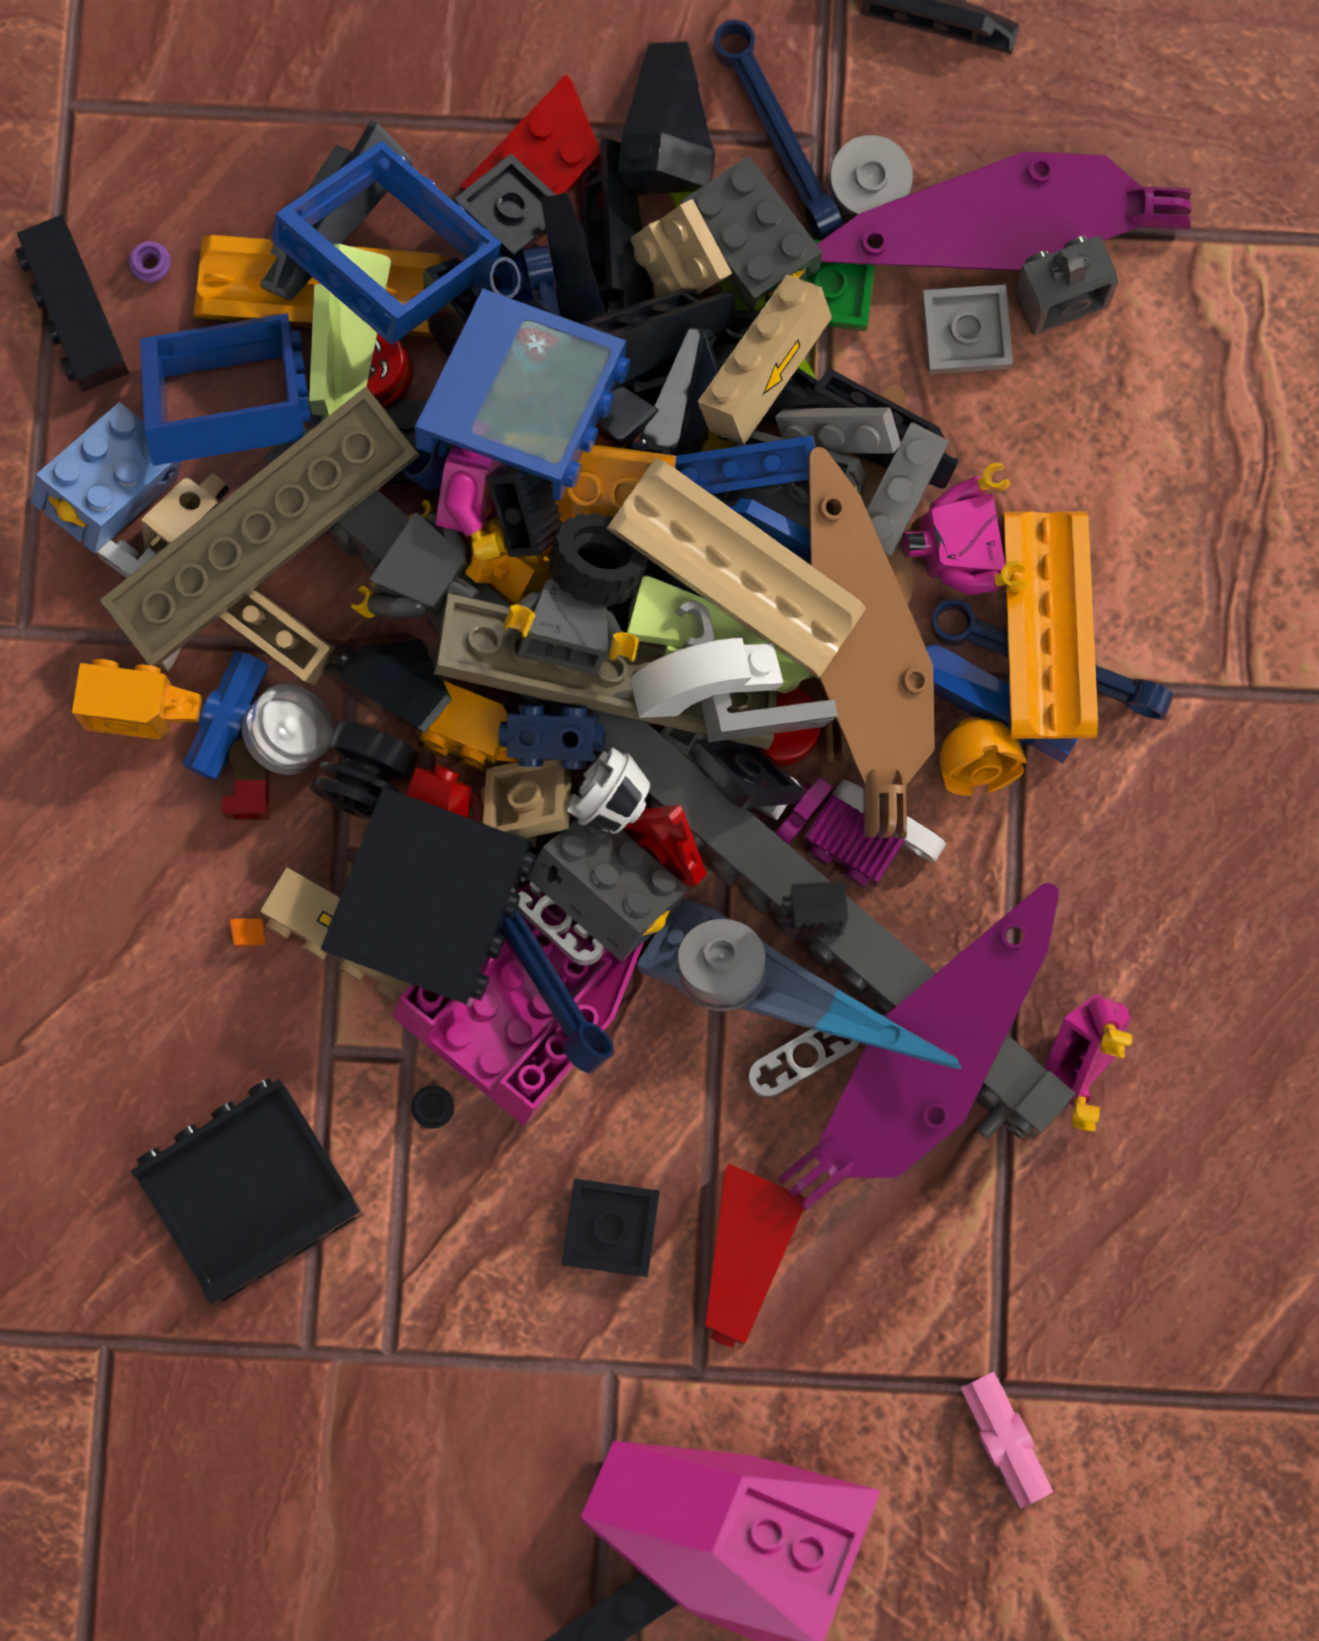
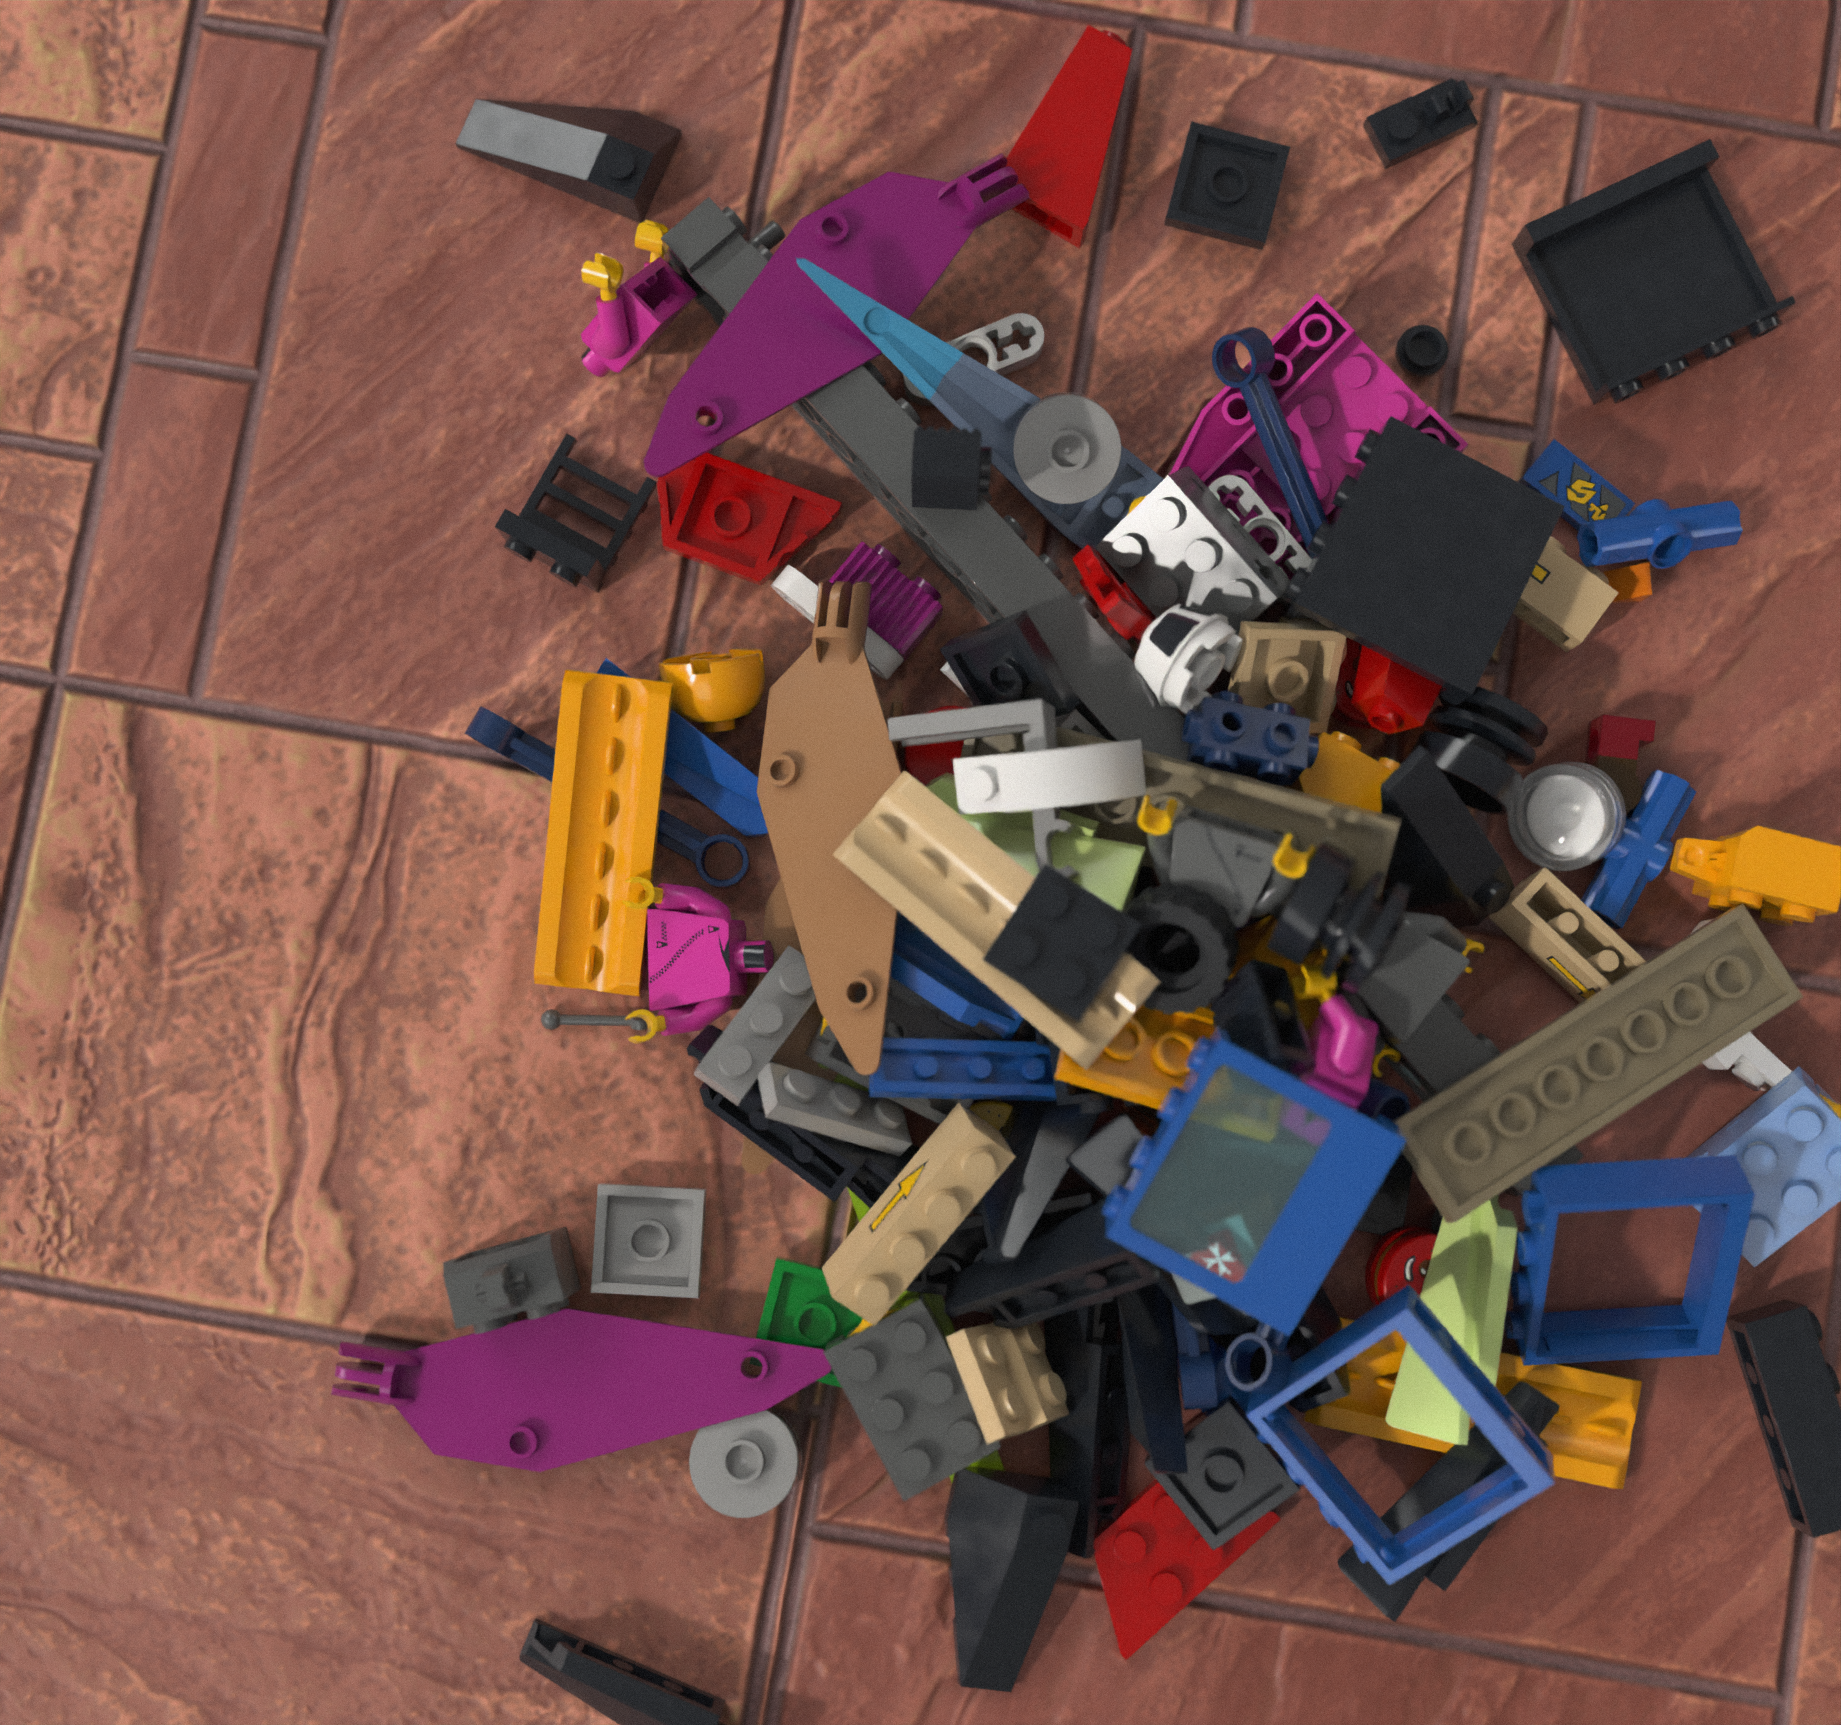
camera: 170 degrees left, 5 degrees up
(142, 253) = (1706, 1471): medium lavender plate -> none
(181, 510) = (1695, 1103): tan torso -> none
(228, 967) = (1659, 533): none -> blue piece
(294, 1003) = (1576, 486): none -> tile
(450, 1308) = (1421, 122): none -> black plate
(477, 585) = (1339, 918): none -> black wheel
(683, 544) = (1063, 943): none -> black plate
(806, 807) = (926, 656): magenta plate -> none
(818, 205) = (819, 1436): dark blue piece -> none
(973, 893) = (738, 517): none -> red wing
(1069, 487) = (553, 1019): none -> dark grey hinge
(1124, 856) = (567, 552): none -> black plate
(1155, 1196) = (583, 151): none -> black wedge

